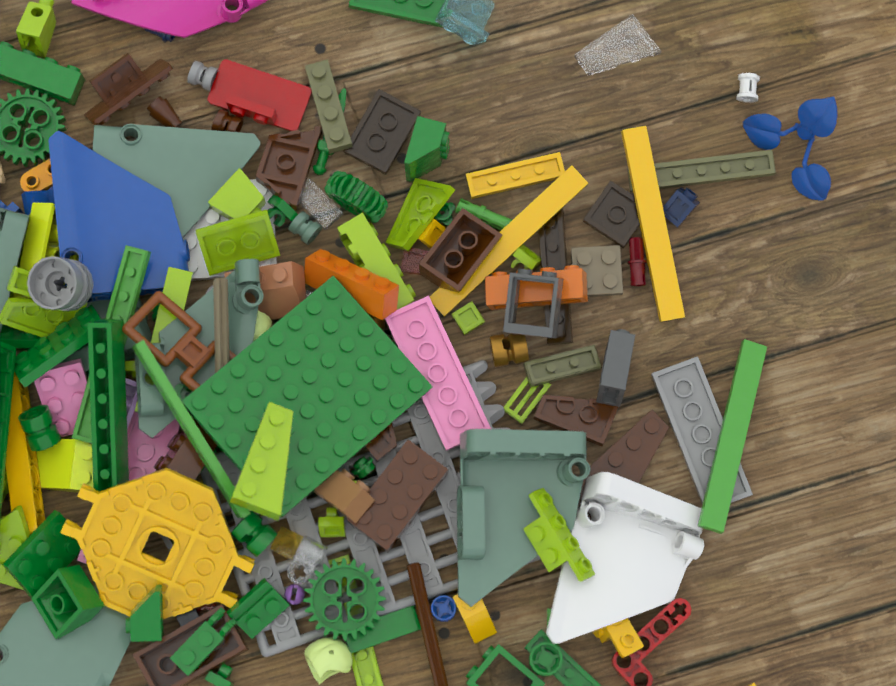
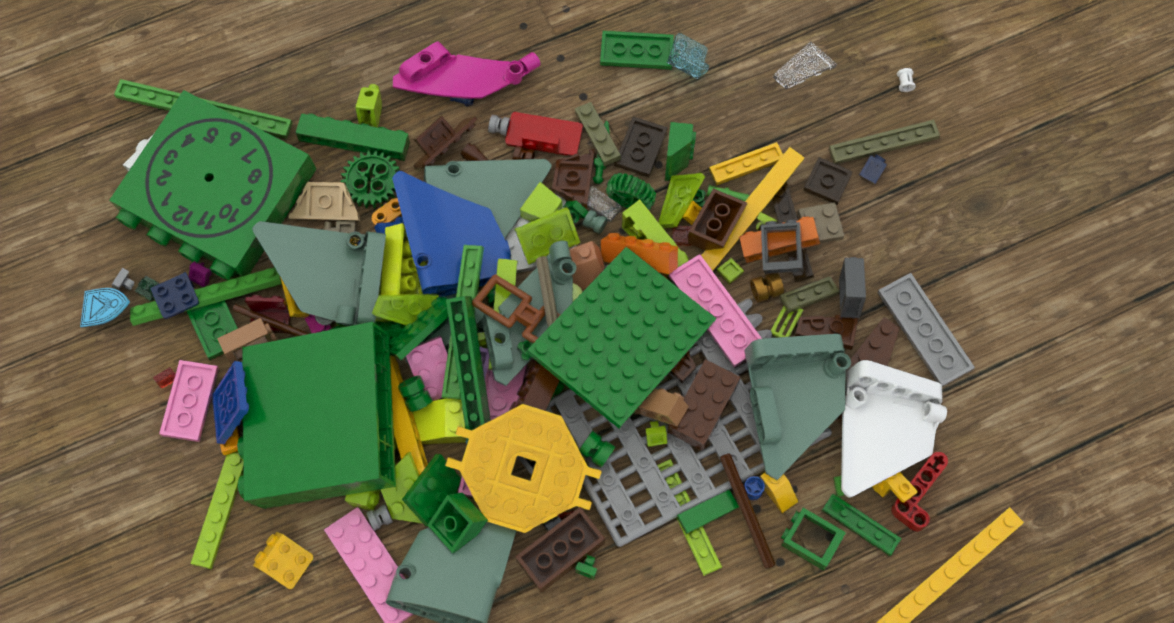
camera: 10 degrees left, 10 degrees down
(18, 281) = (387, 282): lime tile -> none
(47, 283) = (411, 269): light grey wheel -> none
(147, 618) = (523, 525): green slope -> none
(188, 425) = (537, 372): bright green tile -> none
(201, 643) = (569, 539): green hinge -> none
(258, 608) = (609, 507): green plate -> none
(264, 472) = (602, 391): lime wedge -> none
(286, 543) = (623, 454): clear yellow tile -> none
(300, 595) = (630, 492): medium lavender hinge -> none
(308, 556) = (641, 462): clear piece -> none
(321, 600) = (694, 487): green gear -> none
(328, 658) = (670, 539): yellowish green piece -> none
(363, 466) = (673, 386): green plate -> none
(545, 659) = (843, 513): green wheel -> none
(554, 540) = (832, 419): lime bracket -> none
(637, 262) = (850, 212): dark red axle -> none
(653, 223) = (857, 183): yellow tile -> none
(732, 436) = (950, 327): bright green tile -> none
(816, 118) = (966, 85): blue plant -> none

